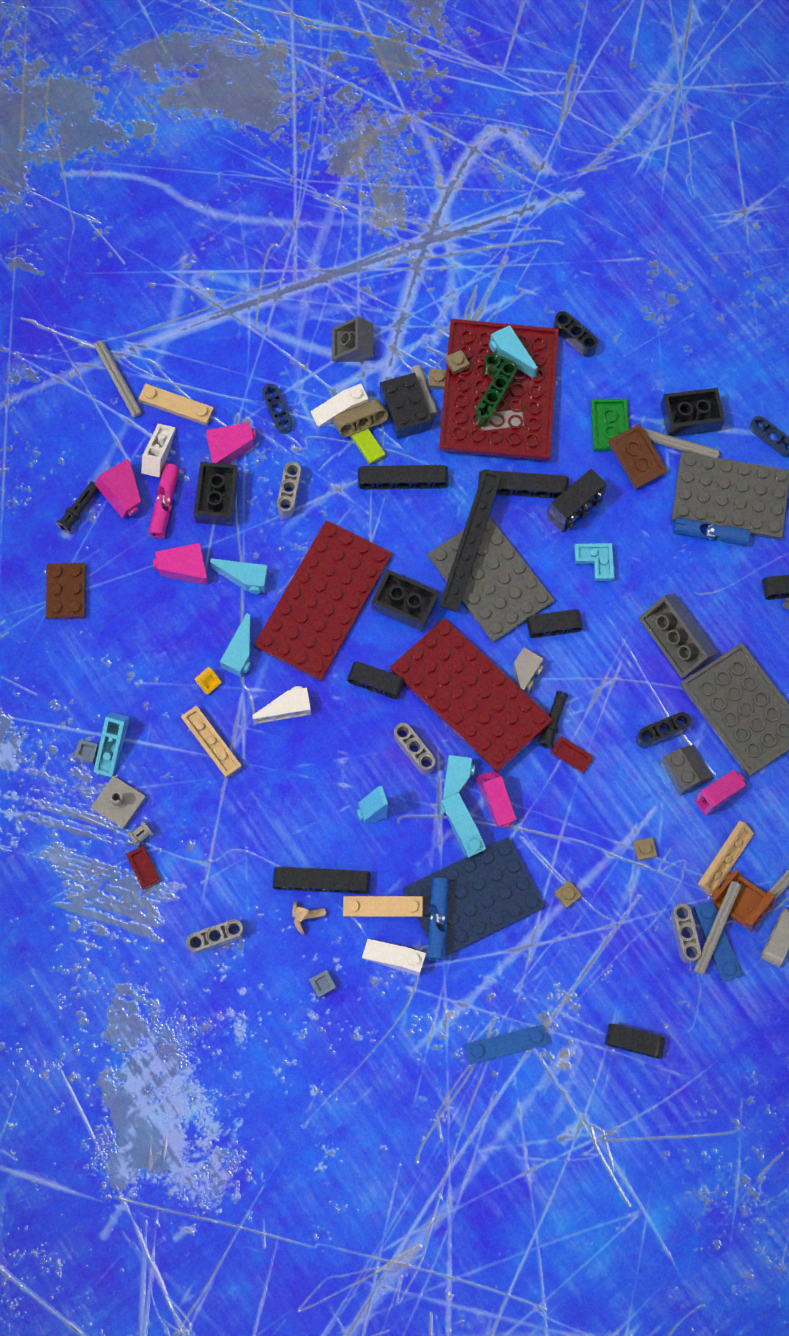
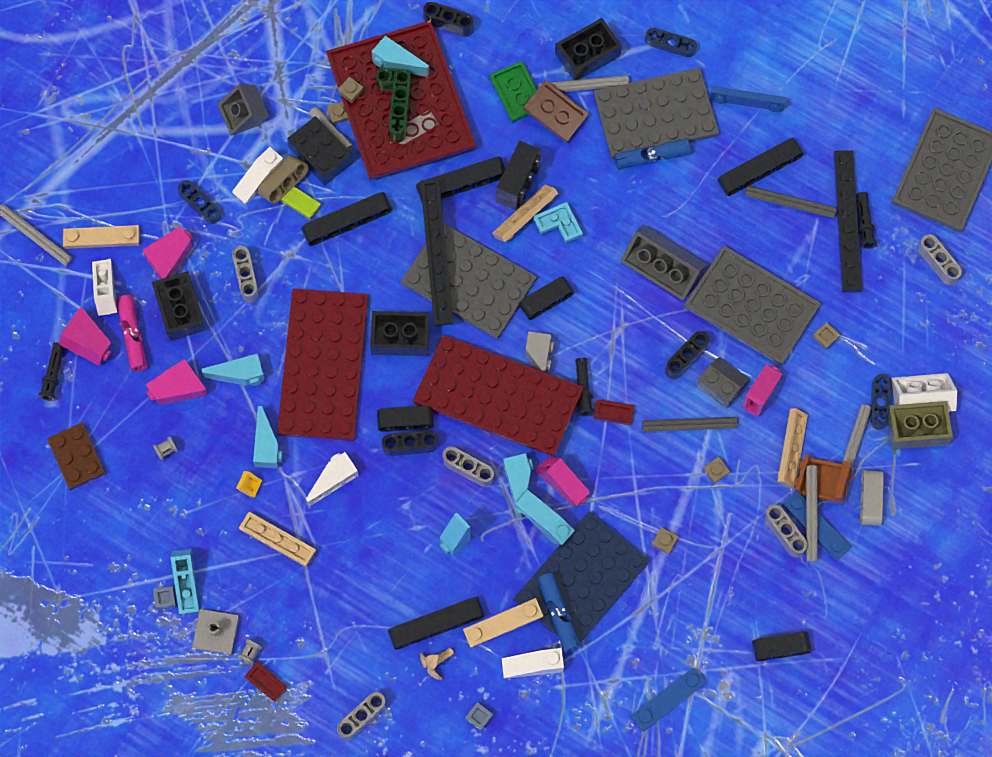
camera: 20 degrees left, 0 degrees up
(147, 616) = (165, 448): none -> light grey bush
(364, 697) = (402, 449): none -> black beam
(567, 538) = (525, 213): none -> tan plate
(638, 795) = (689, 424): none -> dark grey axle

